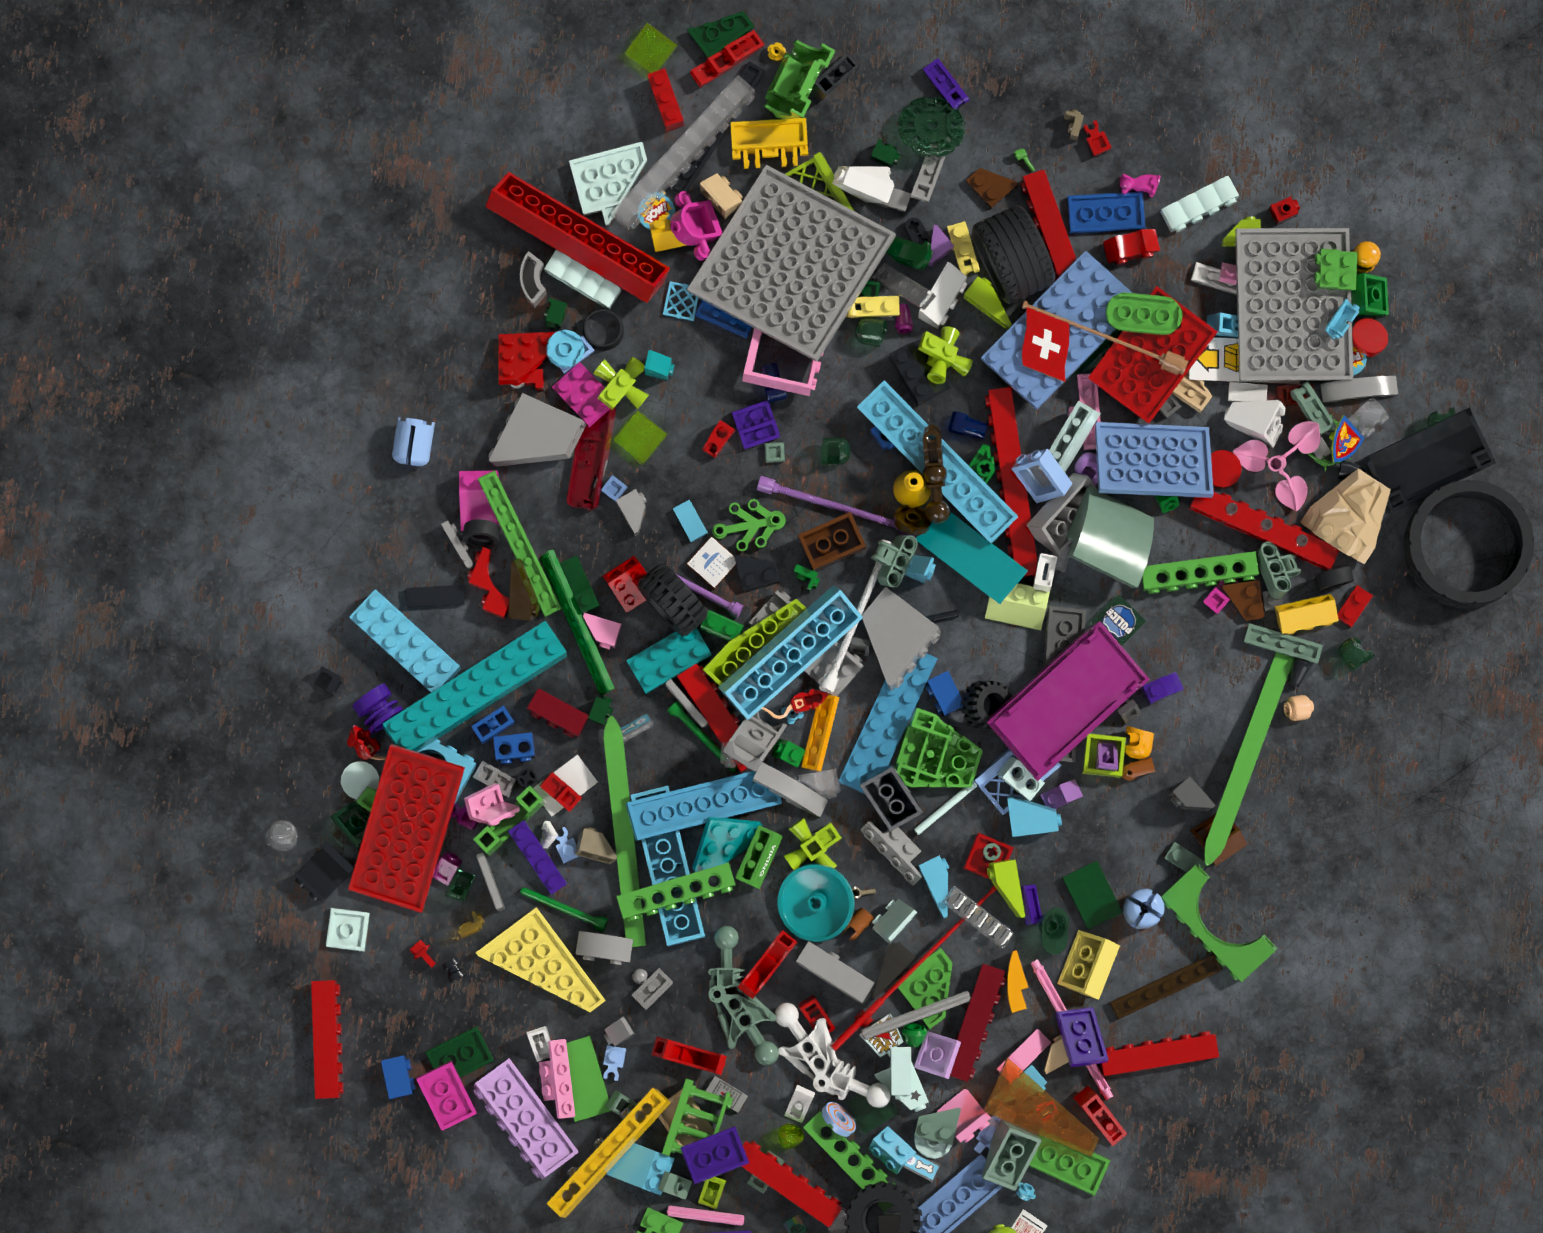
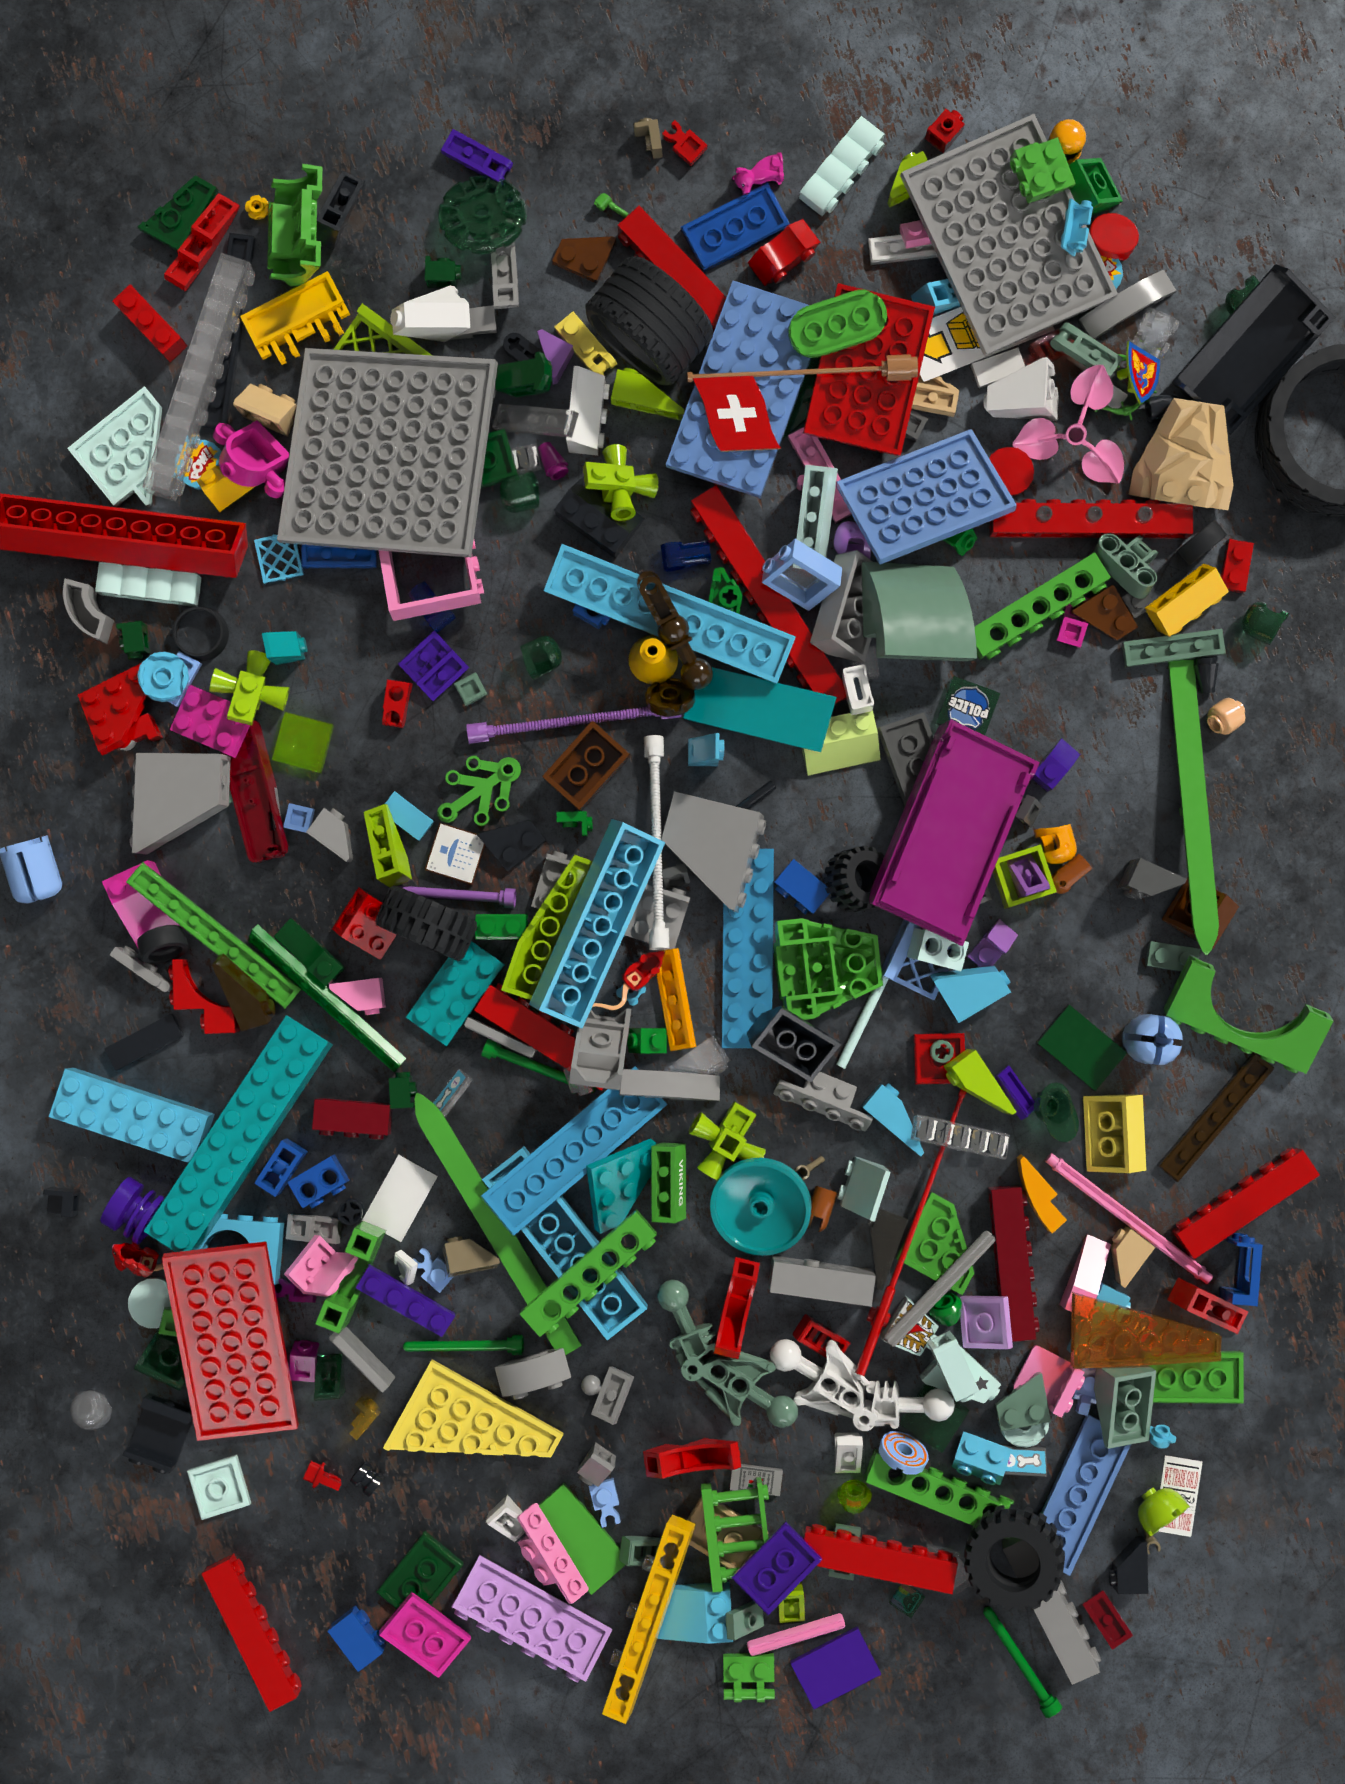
camera: 20 degrees left, 5 degrees up
(560, 791) = (398, 1209): red slope -> none
(651, 48) = (105, 269): clear neon green plate -> none
(666, 536) = (386, 847): none -> lime slope
(875, 307) = (512, 460): light yellow plate -> none
(887, 555) = (660, 753): sand green piece -> none
(1081, 1037) = (1147, 1225): dark purple tile -> none
(1129, 1117) = (1246, 1290): none -> blue window

